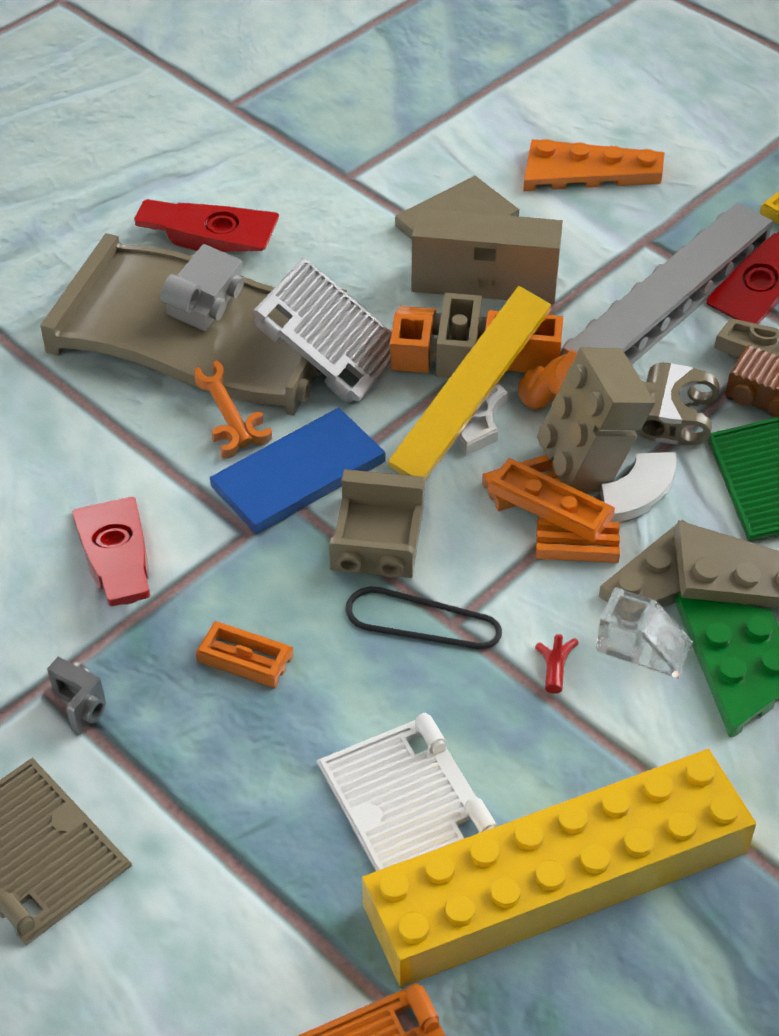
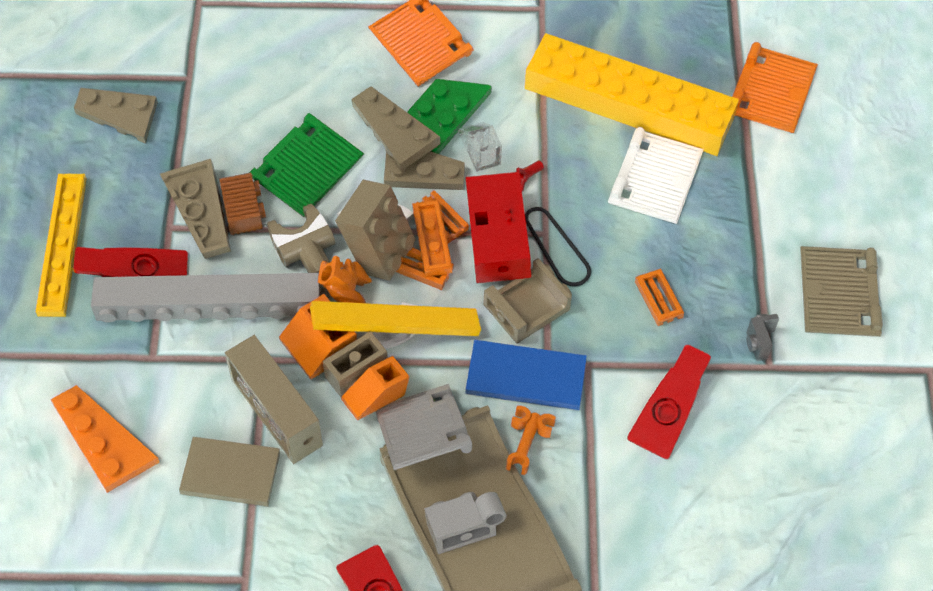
camera: 135 degrees left, 10 degrees up
(497, 556) = (498, 227): none -> red brick

